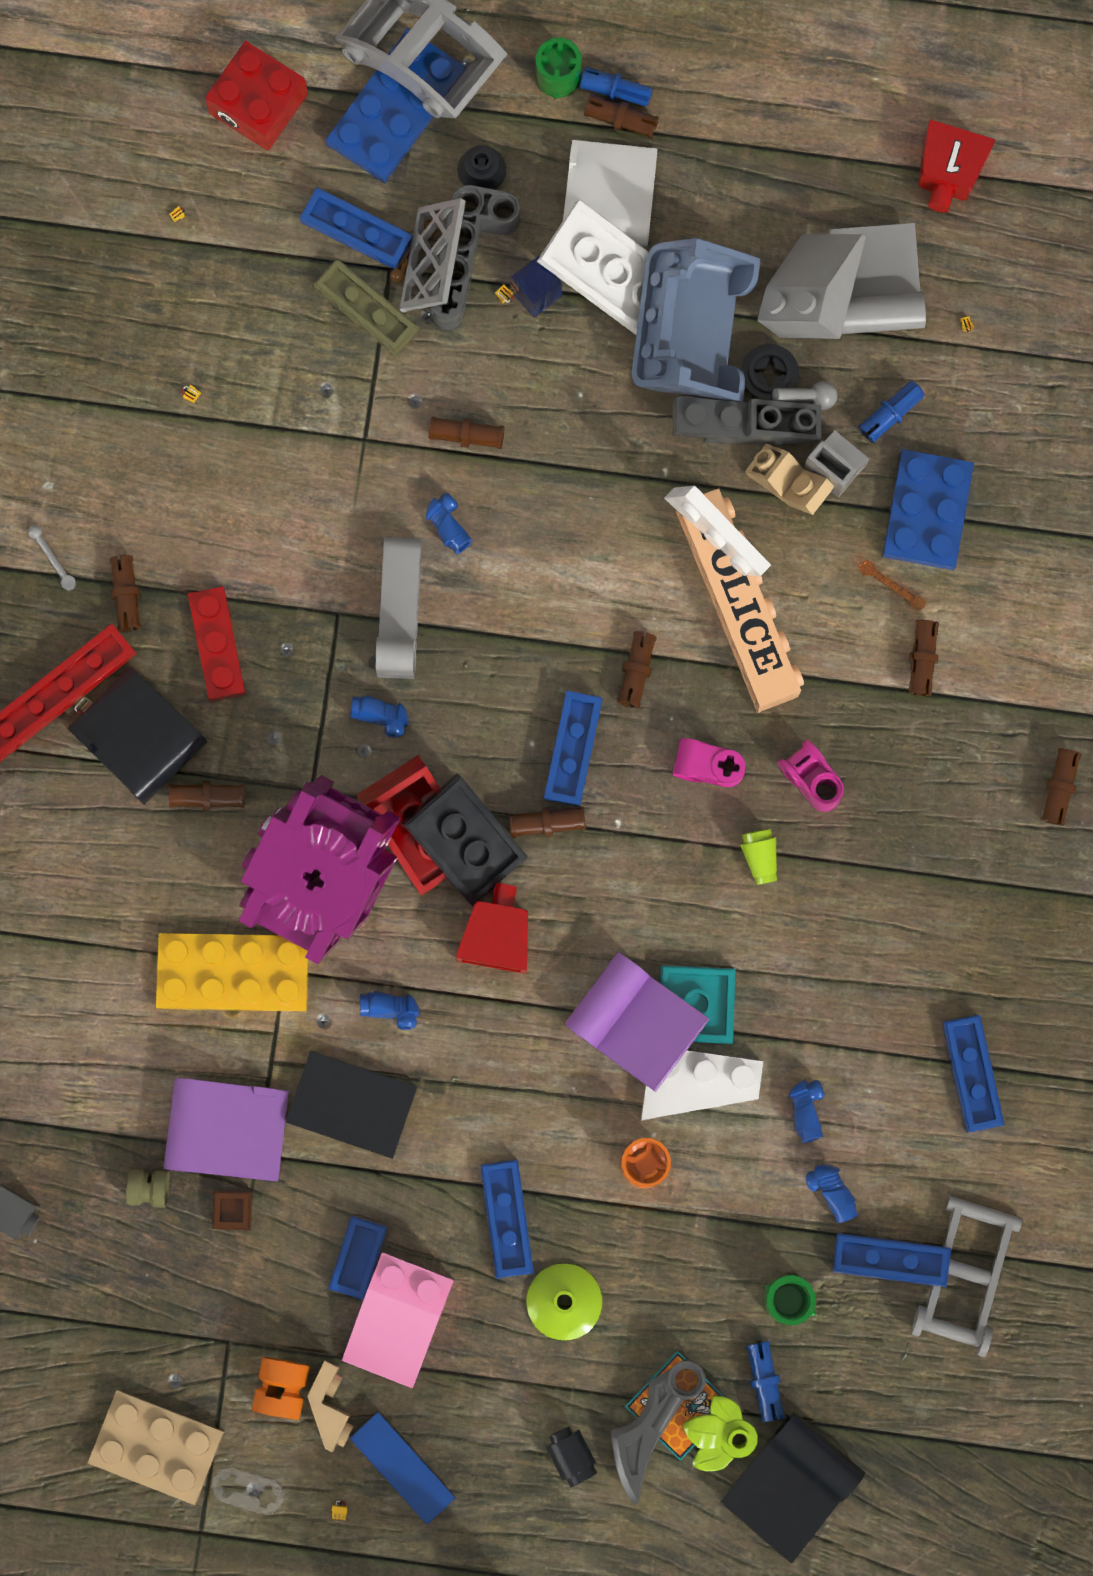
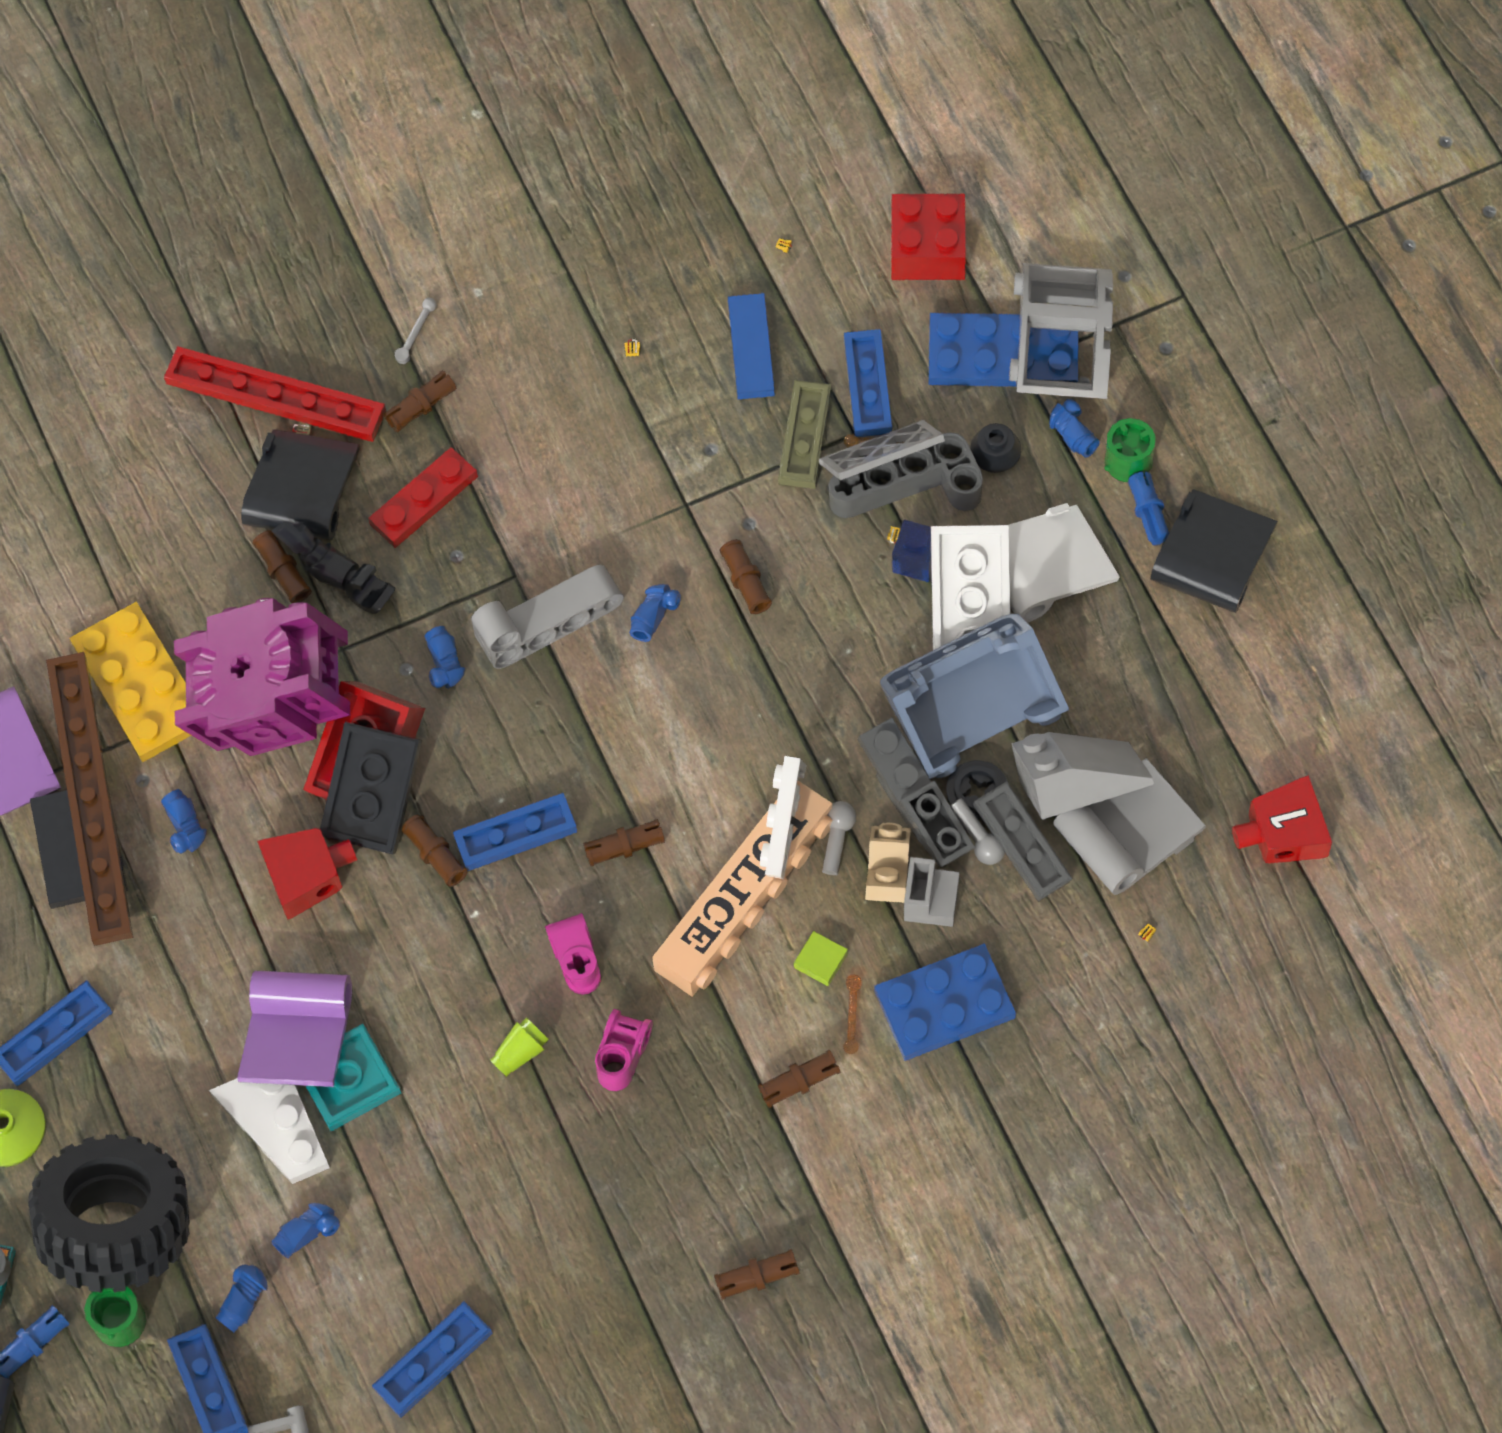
camera: 65 degrees right, 15 degrees down
(243, 751) = (335, 568): none -> black piece
(255, 298) = (751, 346): none -> blue tile
(322, 1071) = (89, 799): none -> reddish brown plate
(510, 99) = (1072, 430): none -> blue arm
(621, 116) = (1126, 529): reddish brown pin -> none
(645, 1163) = (168, 1113): orange wheel -> none
(684, 1220) = (119, 1251): none -> black tyre
(685, 63) = (1212, 550): none -> black door
(730, 488) = (843, 820): none -> light grey bar
(832, 579) = (820, 958): none -> lime tile
(837, 366) = (1022, 841): none -> dark grey tile
(892, 411) = (1014, 913): blue axle -> none

